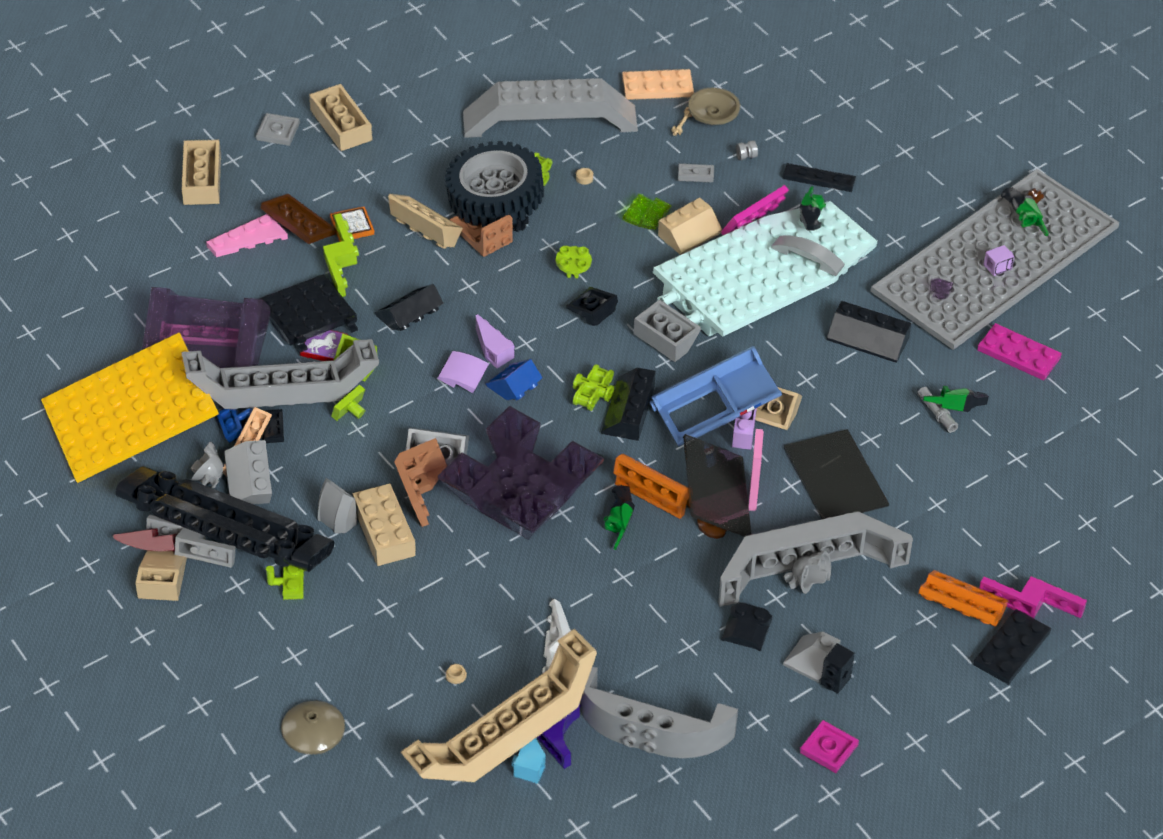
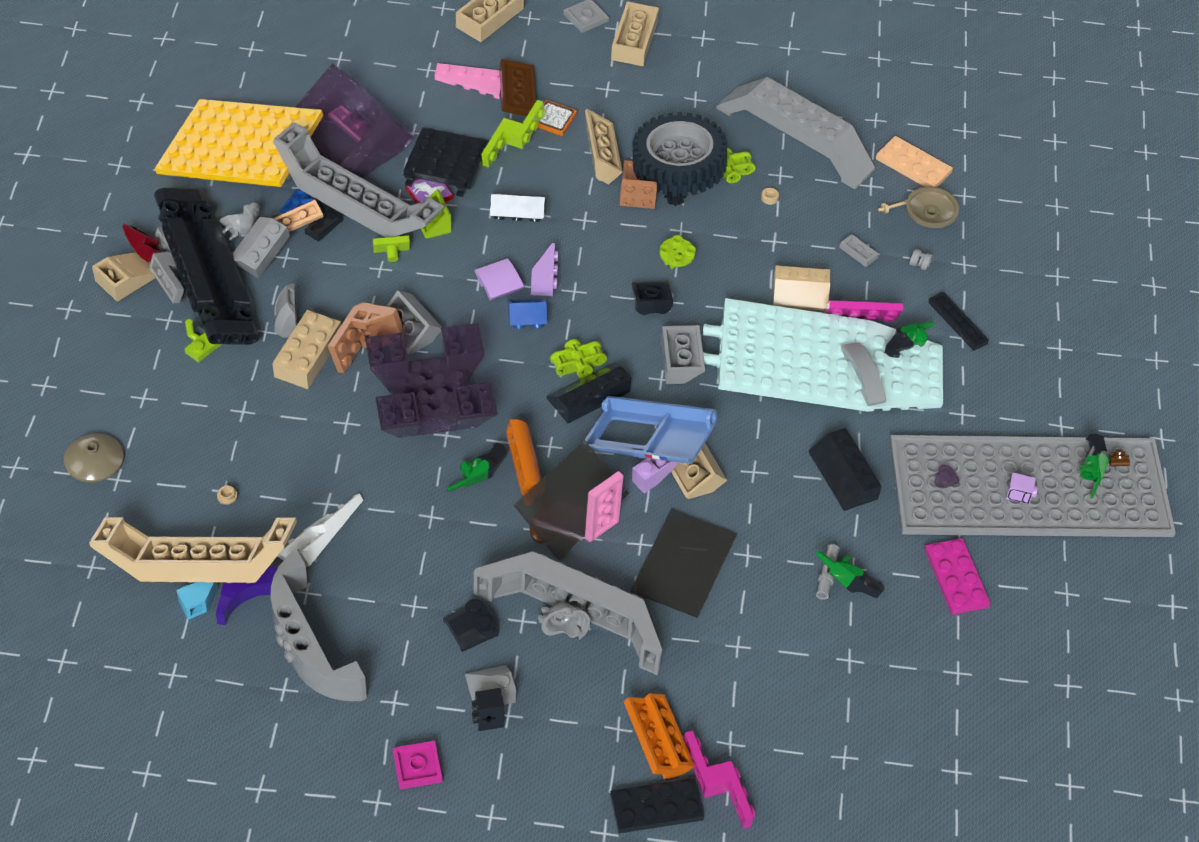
camera: 40 degrees right, 5 degrees up
(645, 212) = (783, 253): clear neon green slope -> none

